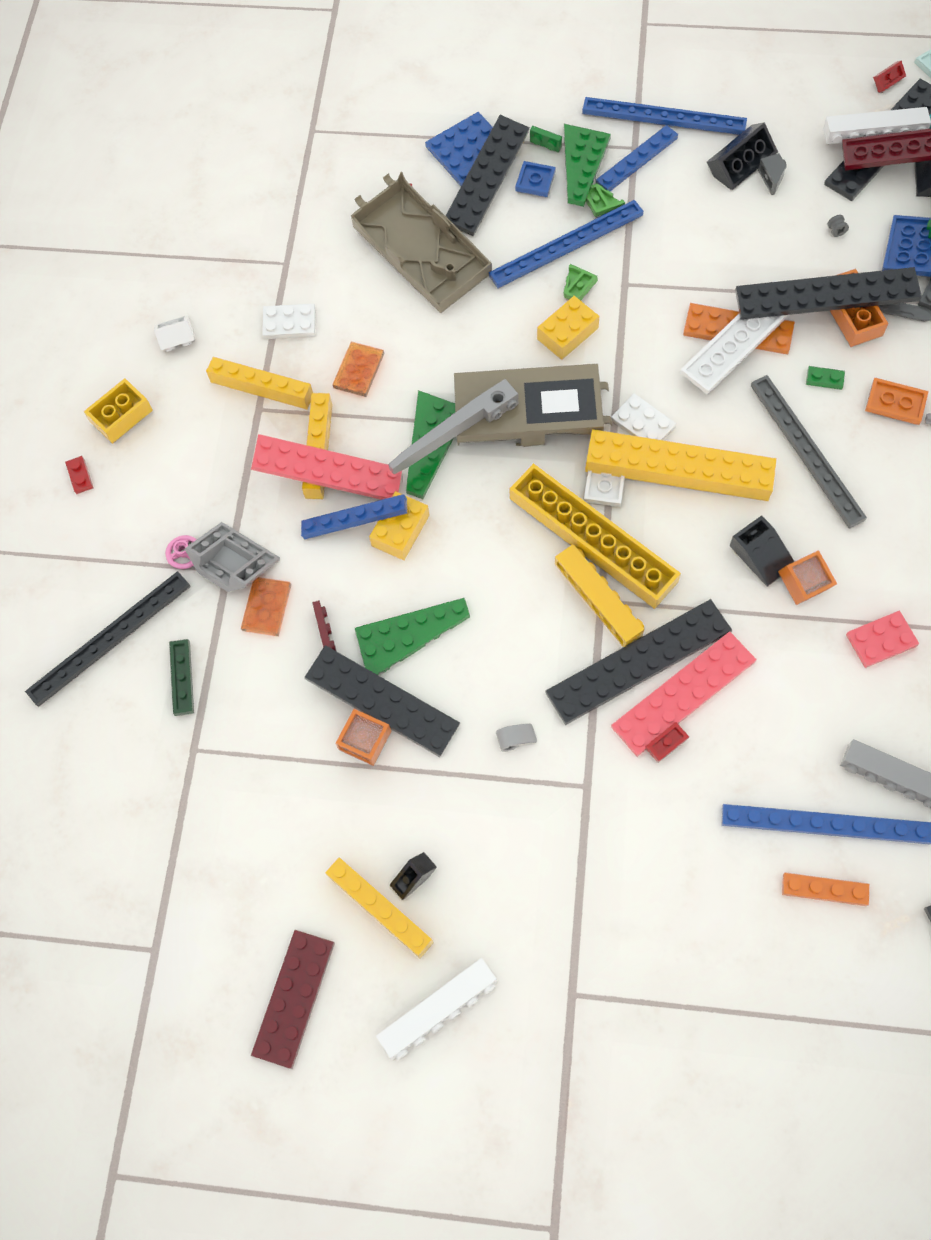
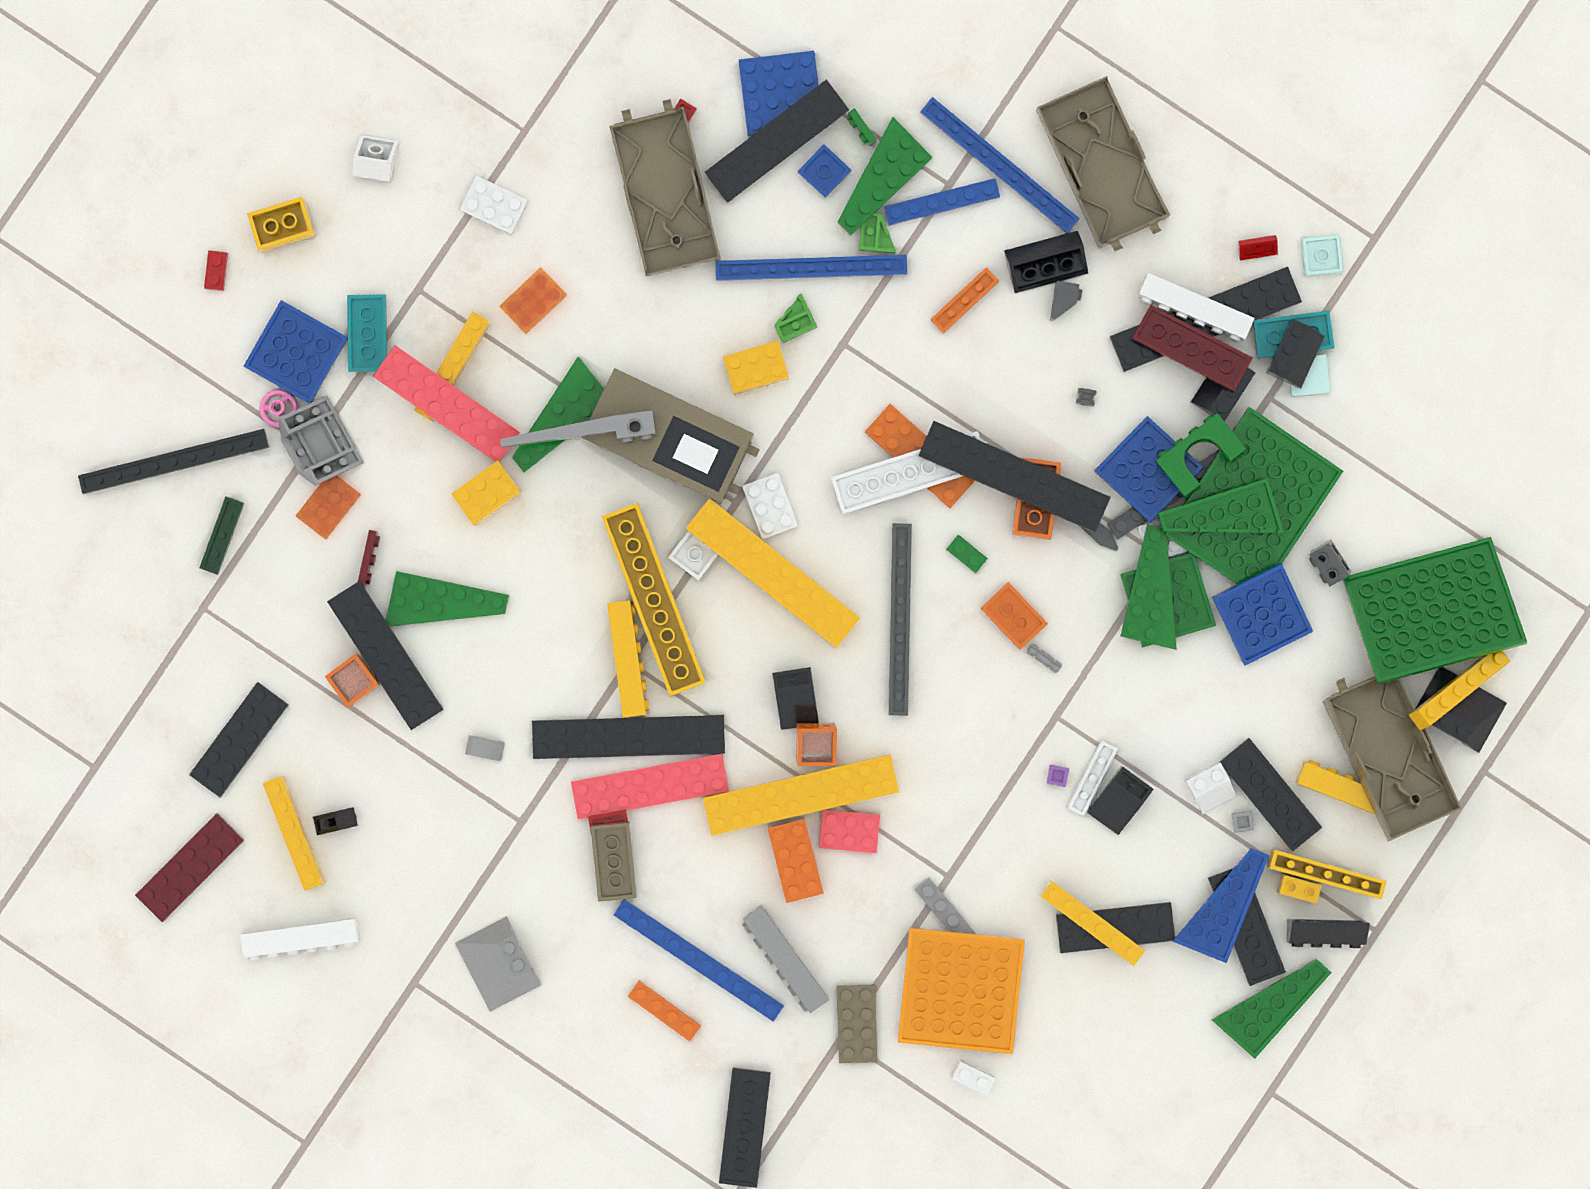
camera: 25 degrees right, 20 degrees up
(177, 500) = (295, 352): none -> blue plate
(231, 457) = (366, 332): none -> teal plate
(260, 382) = (430, 266): yellow brick -> none
(283, 850) = (239, 739): none -> black plate
(354, 516) = (447, 465): blue plate -> none
(643, 930) = (497, 964): none -> light grey slope
(694, 773) = (613, 861): none -> dark tan plate
(699, 209) = (964, 300): none -> orange plate
(738, 79) = (1103, 163): none -> dark tan piece
(820, 628) = (800, 794): none -> yellow brick
(854, 685) = (795, 860): none -> orange brick

